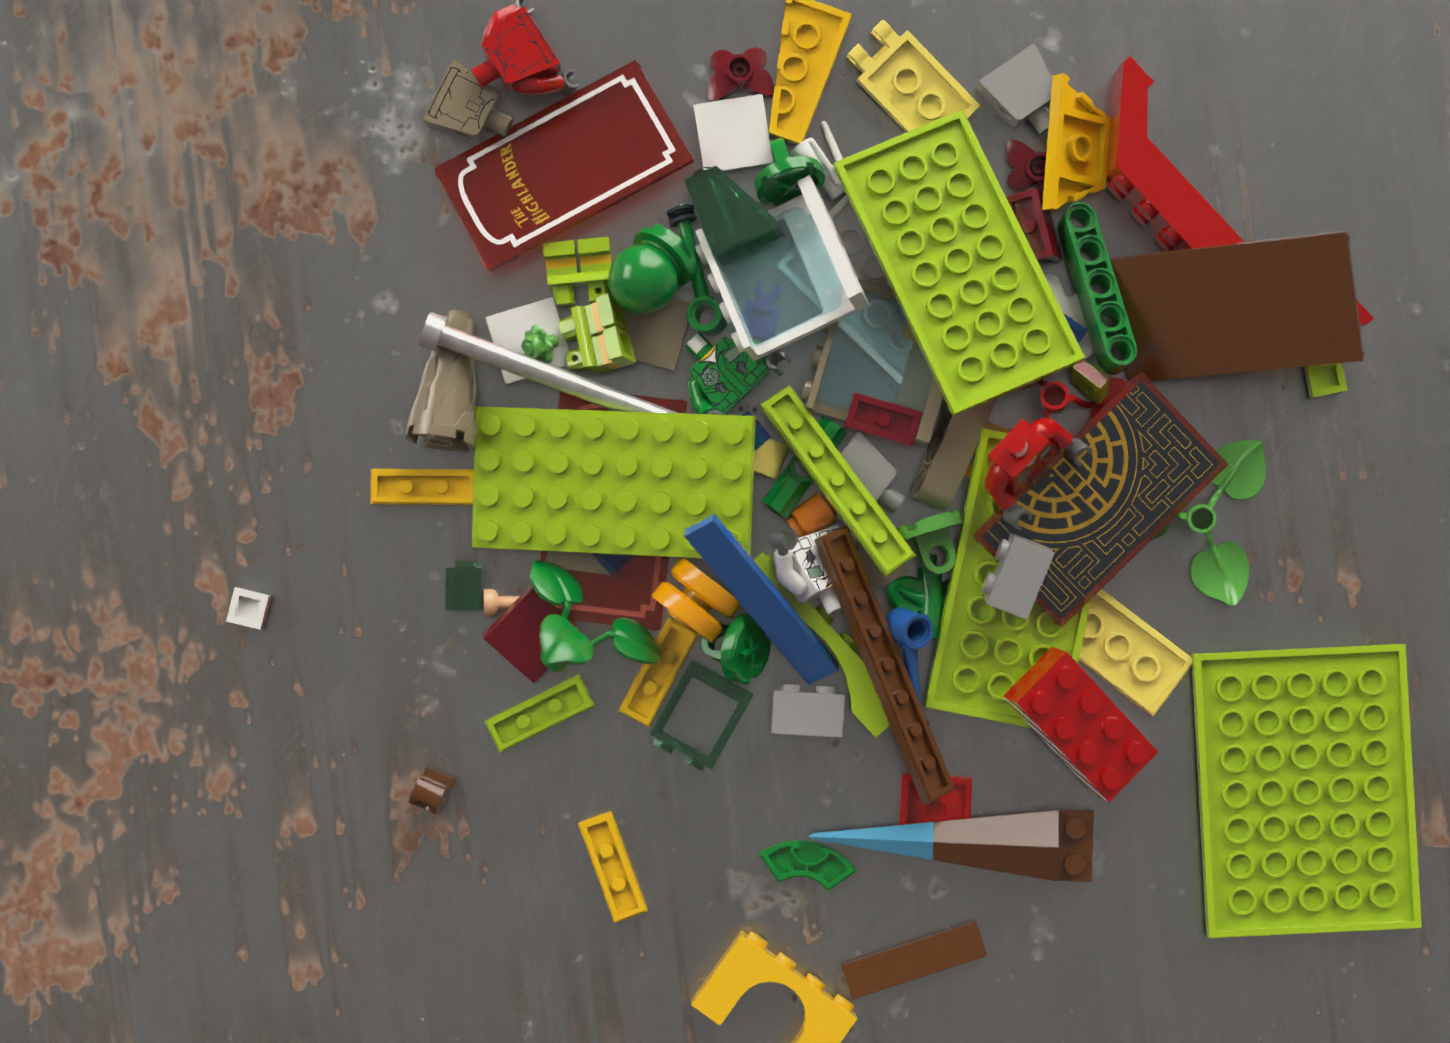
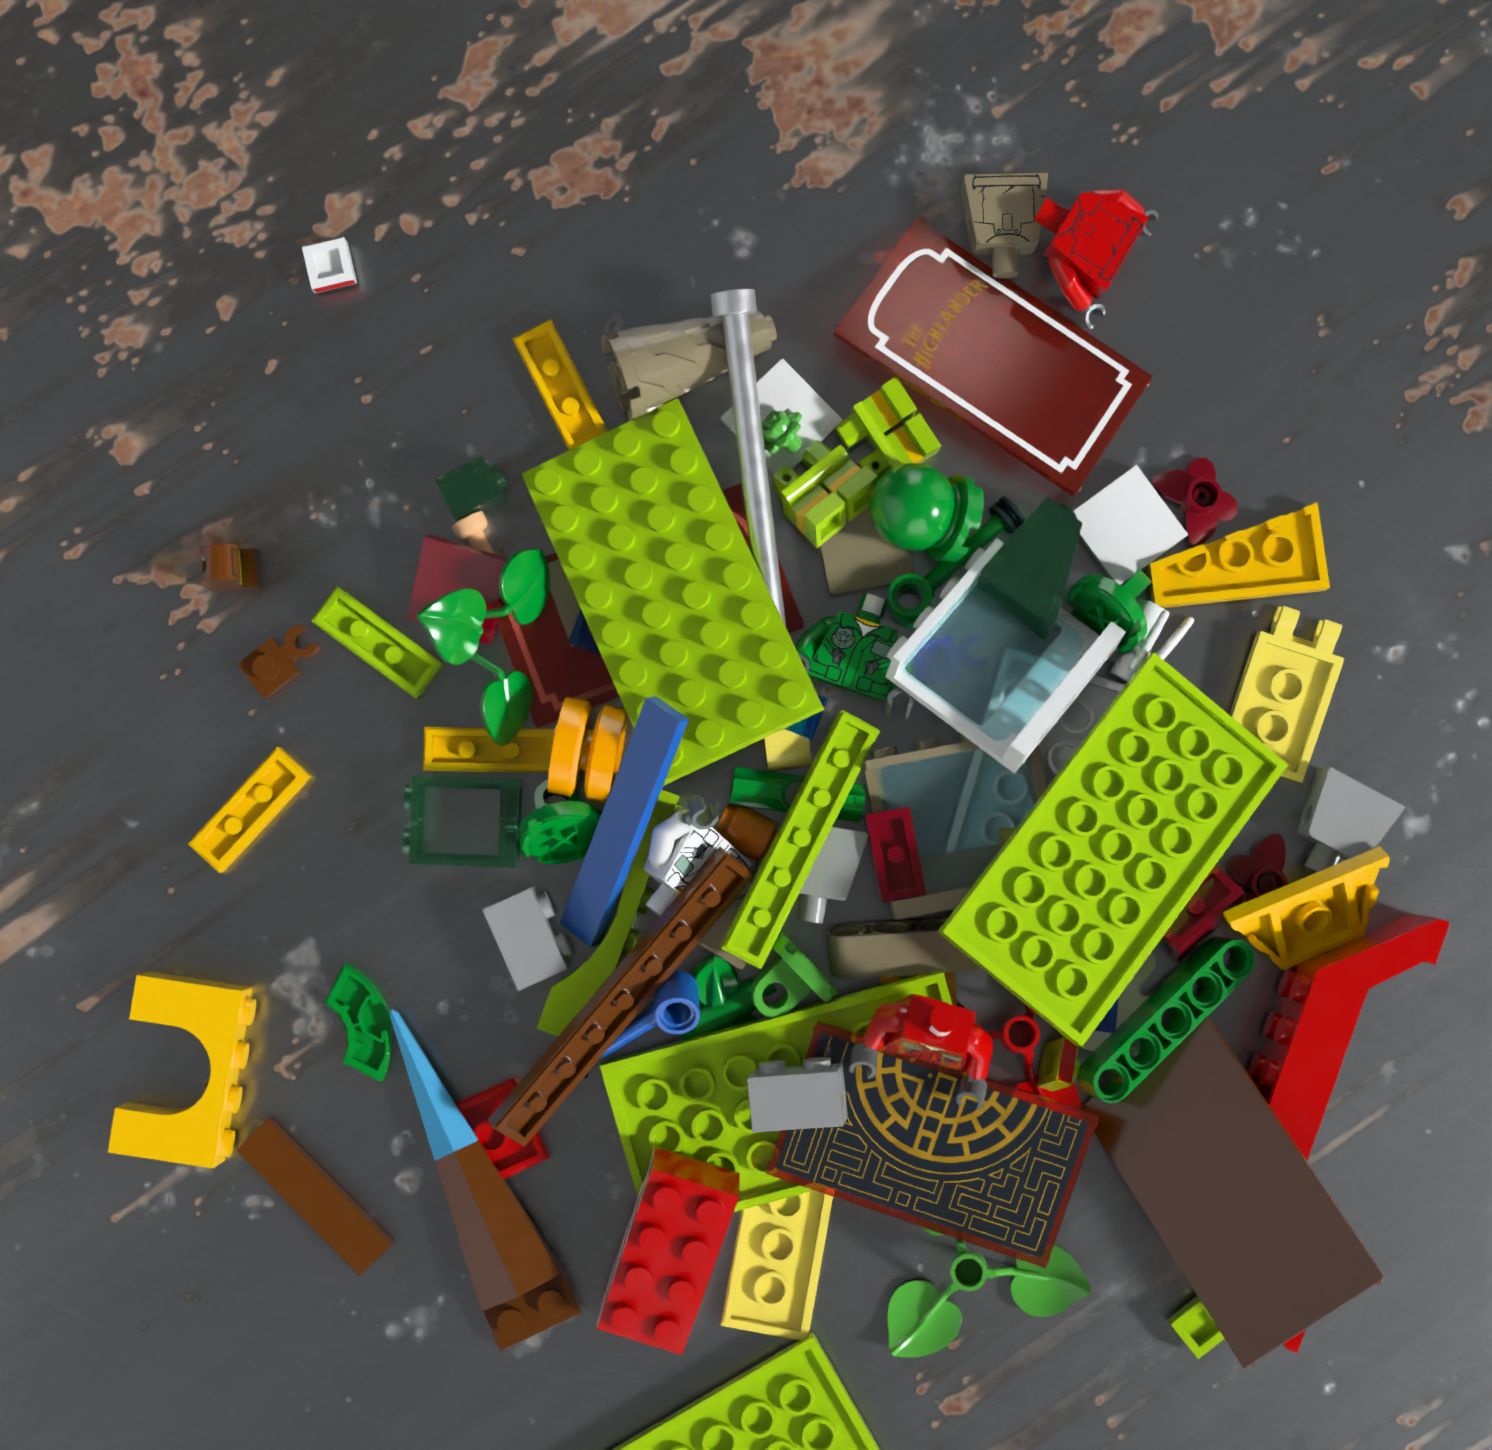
camera: 65 degrees right, 0 degrees up
(516, 797) = (273, 664): none -> reddish brown plate

